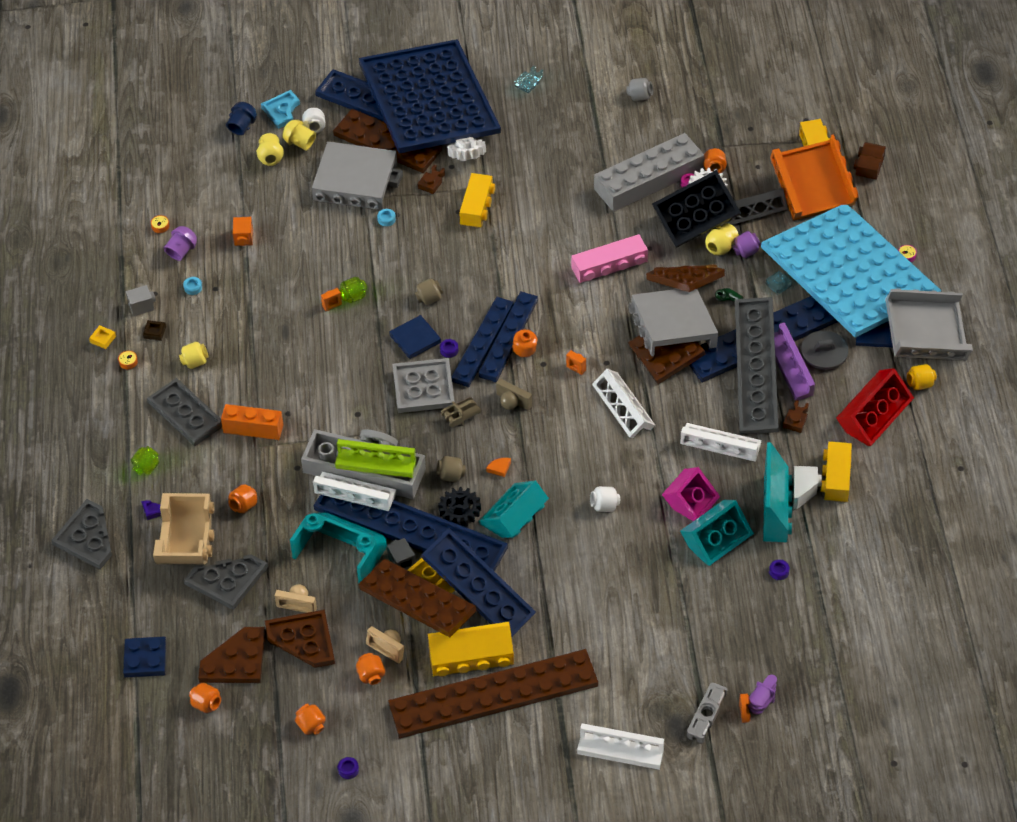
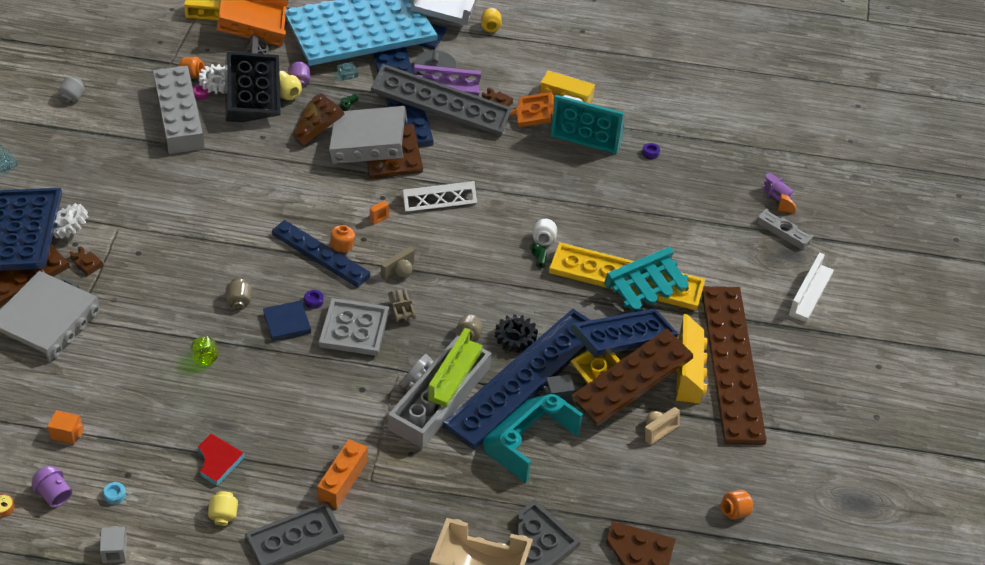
camera: 80 degrees left, 5 degrees down
(154, 330) = (161, 543): dark brown tile -> none
(242, 498) = (442, 504): orange head -> none
(247, 339) = (219, 458): none -> red tile
(296, 599) = (586, 485): tan tile -> none
(303, 637) = (634, 490): reddish brown plate -> none
(331, 299) = (205, 372): orange plate -> none
(348, 768) = (794, 490): dark purple tile -> none
(354, 491) = (474, 408): white fence -> none
(370, 668) = (689, 442): orange head -> none
(386, 217) = (114, 307): medium azure tile -> none
(477, 200) = (138, 232): yellow brick -> none
(482, 342) = (317, 271): dark blue plate -> none
(499, 466) = (476, 296): orange tile -> none
(514, 509) = (532, 295): teal slope -> none
(561, 584) = (642, 269): none -> teal fence
(573, 582) = (593, 268): none -> yellow plate
(577, 505) = (540, 253): none -> dark green arm
(609, 258) = (267, 161): bright pink brick -> none
(691, 494) = (557, 178): dark pink slope -> none
(717, 531) = (602, 173): teal slope -> none
(720, 442) = (507, 151): white fence -> none
(790, 447) = (534, 109): none -> orange plate
(875, 406) = (507, 53): red slope -> none

